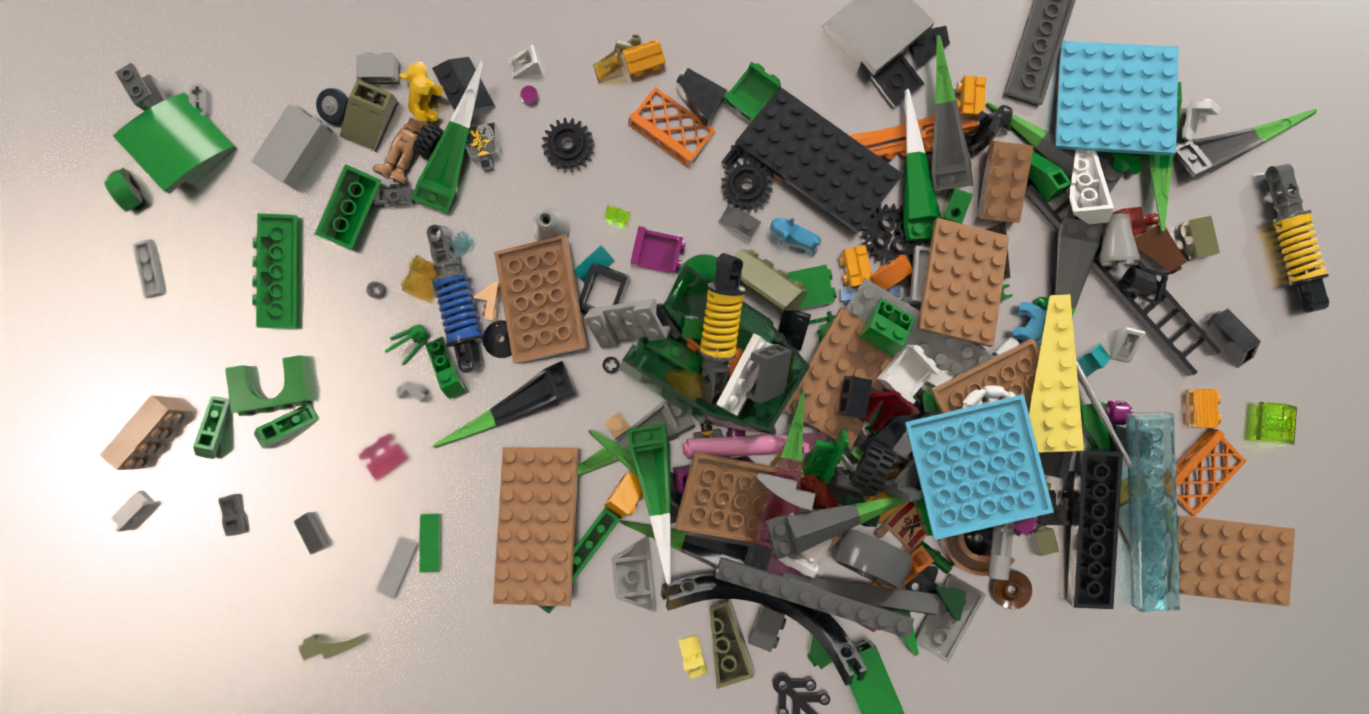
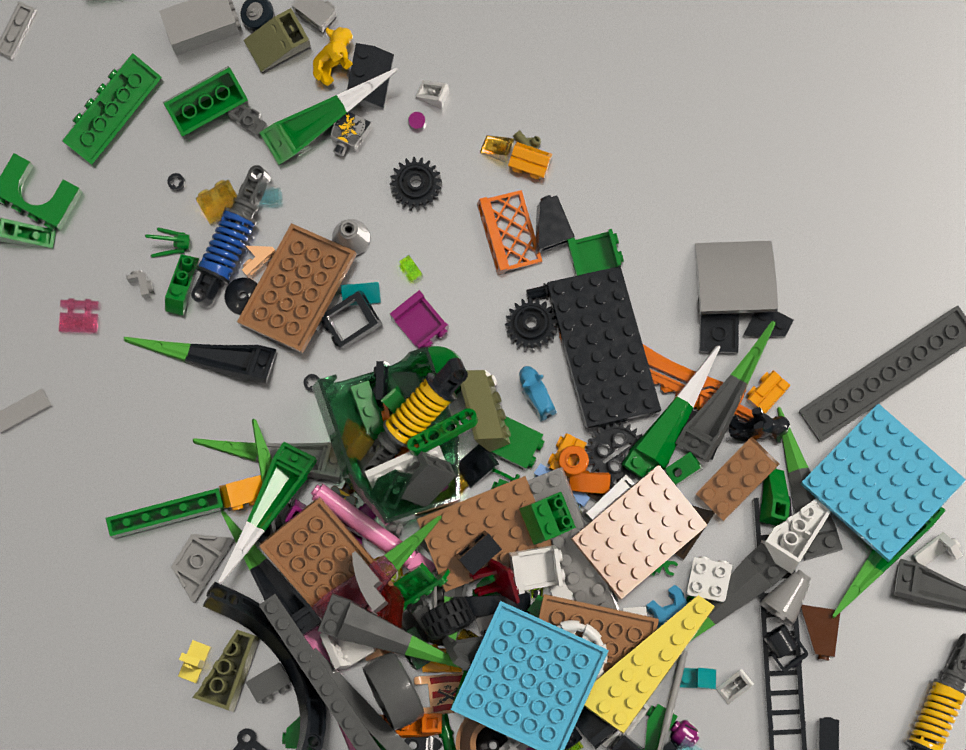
camera: 40 degrees right, 5 degrees down
(401, 143) = (289, 83): medium nougat piece -> none
(427, 140) = (308, 97): black tyre -> none
(429, 543) = (61, 411): green tile -> none
(536, 526) = (154, 461): medium nougat plate -> none
(610, 326) = (335, 350): light grey piece -> none
(617, 425) = (279, 433): light nougat plate -> none
(740, 222) = (502, 349): dark grey slope -> none
(749, 402) = (390, 488): none -> clear green slope
(751, 322) = (444, 435): none -> green beam
(871, 257) = (573, 451): none -> orange piece
(1045, 276) = (709, 579): none -> white bracket
(1127, 161) = (852, 541): green plate -> none
(1139, 220) = (826, 595): clear red bracket -> none
(1200, 238) = (862, 647): olive brick -> none

